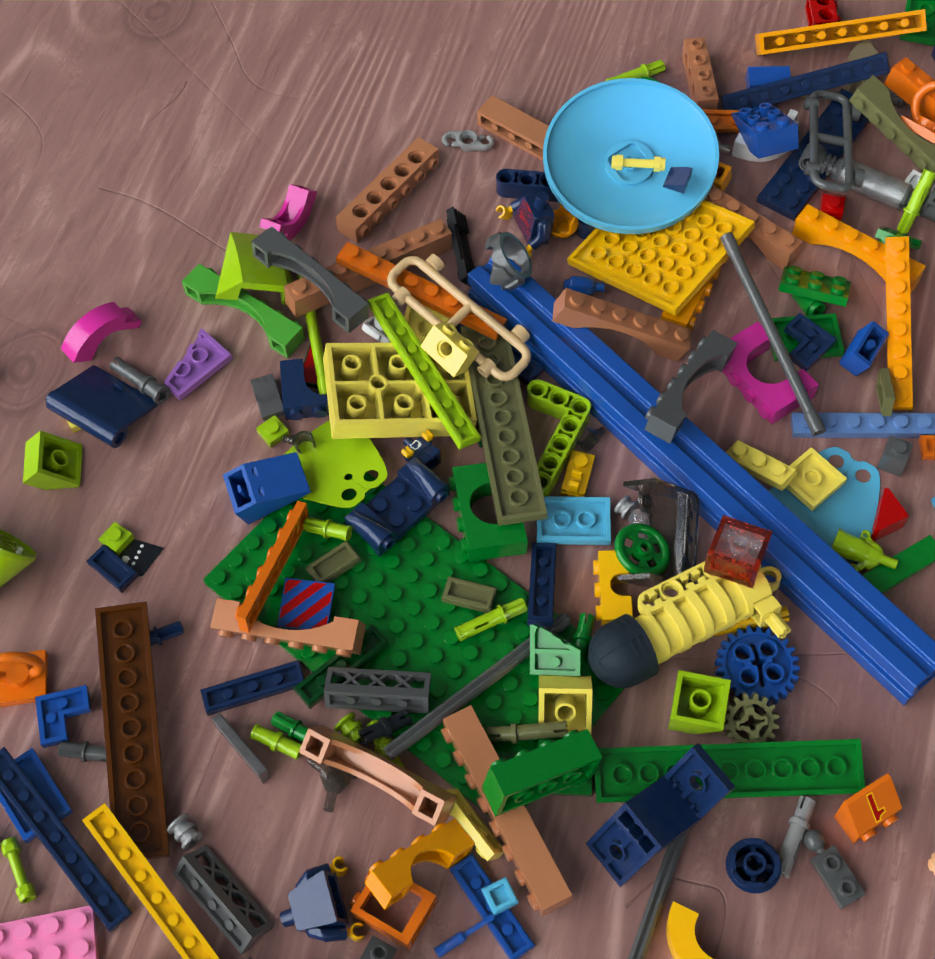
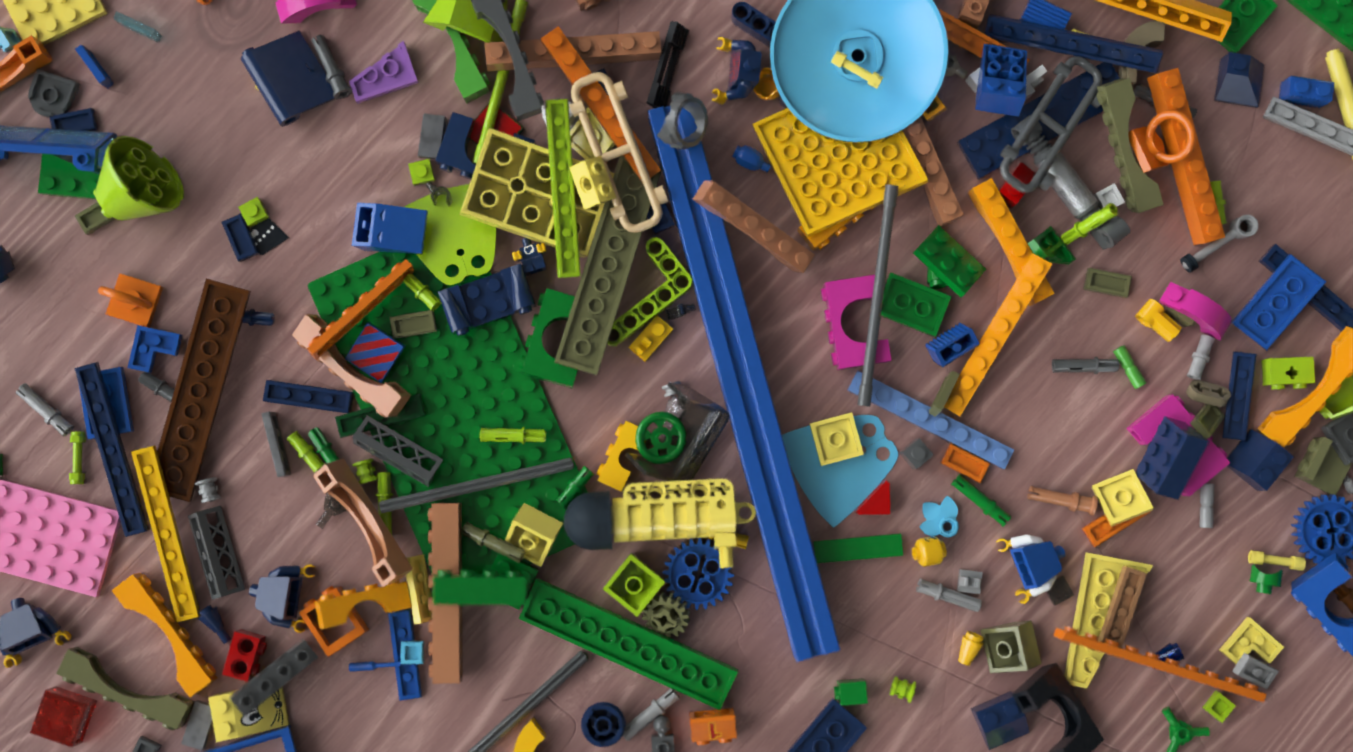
camera: 25 degrees right, 25 degrees up
(52, 462) = (227, 115): lime slope -> none
(385, 727) = (388, 485): black pin -> none
(469, 595) = (507, 404): olive tile -> none
(542, 584) = (568, 424): dark blue tile -> none
(553, 654) = (542, 492): wing -> none
(575, 521) = (625, 380): medium azure plate -> none
(659, 814) = (552, 660): dark blue bracket -> none
(668, 415) = (735, 343): dark grey arch -> none
(678, 179) = (883, 103): dark blue slope -> none
(737, 551) = (721, 491): clear red piece -> none
(762, 465) = (800, 407): light yellow plate -> none
(812, 339) = (913, 316): dark blue plate -> none
(861, 550) = (839, 526): lime piece -> none

